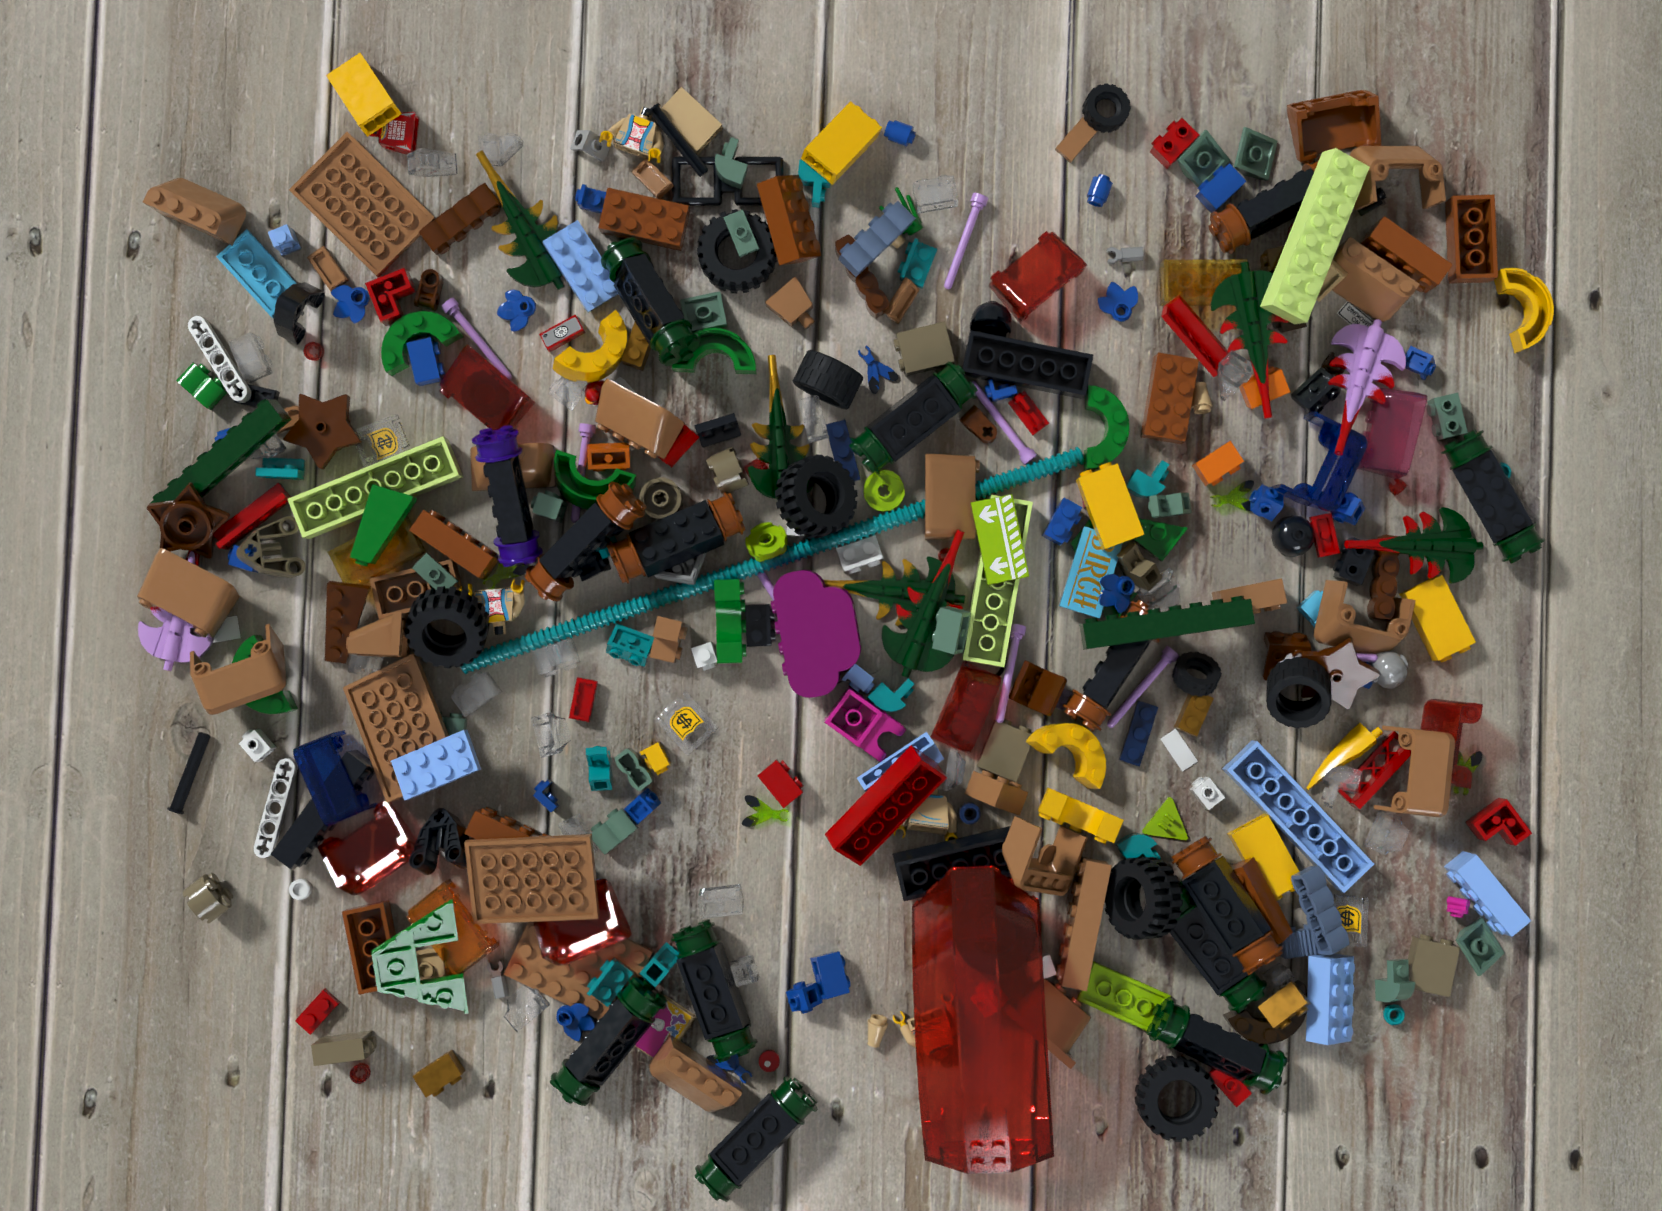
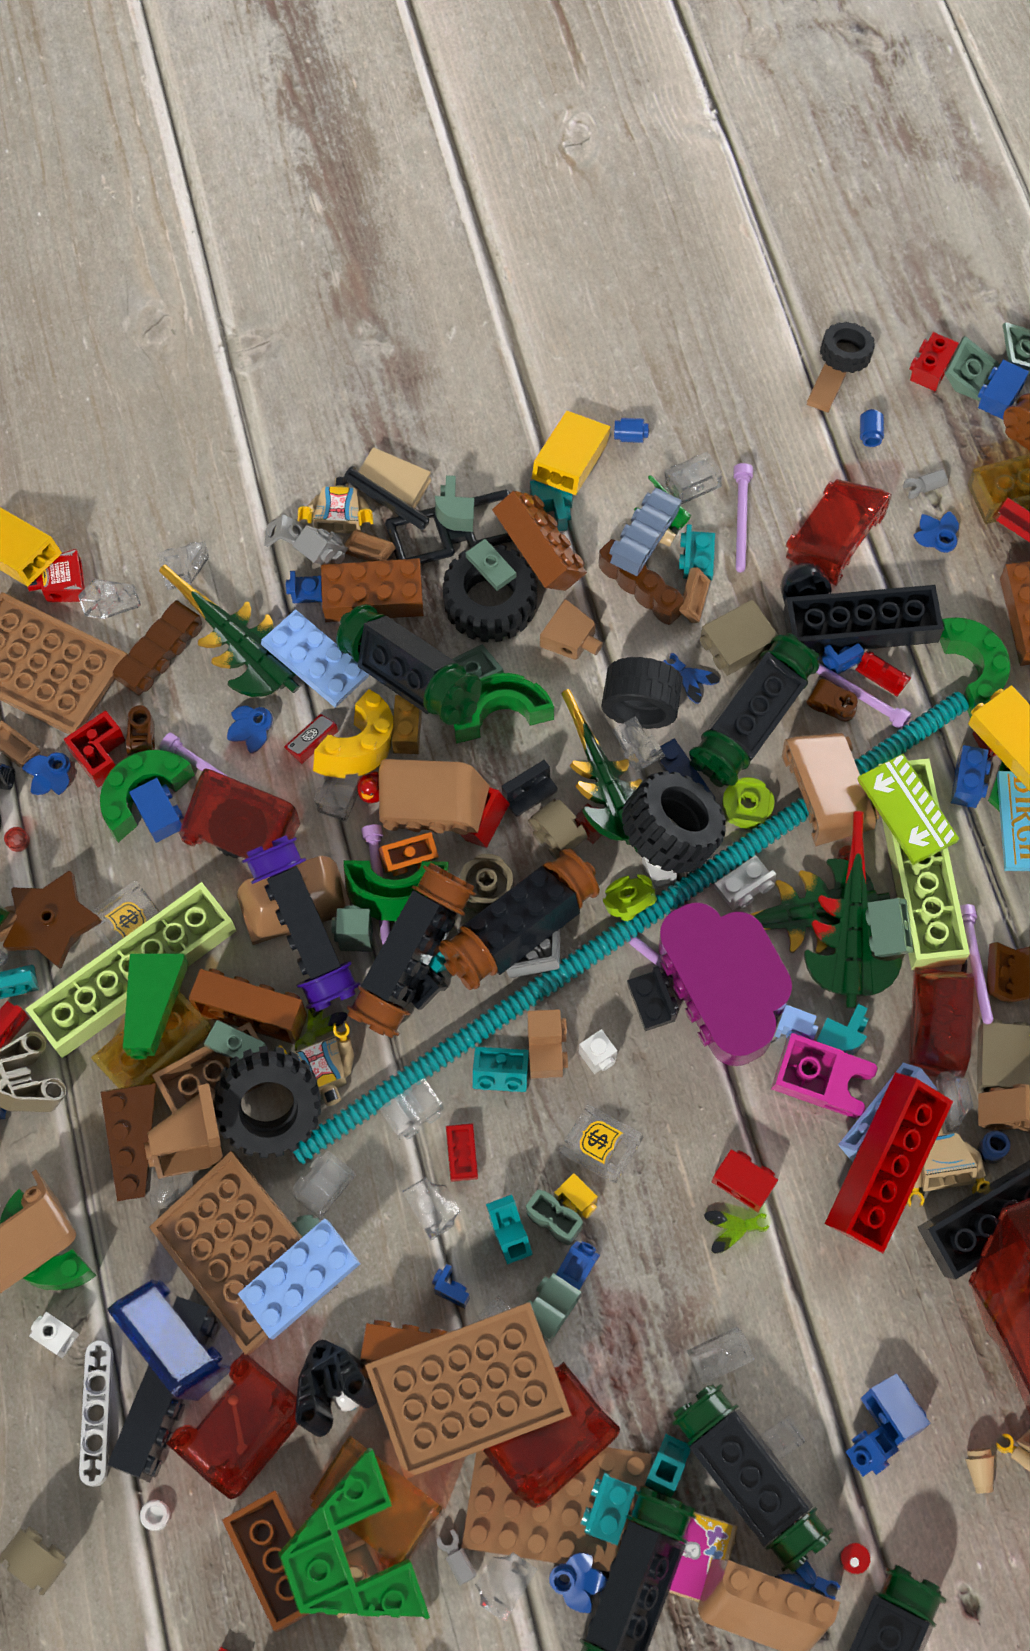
camera: 15 degrees left, 20 degrees down
(612, 170) = (321, 546): none -> light grey brick
(729, 620) = (611, 994): green brick -> none

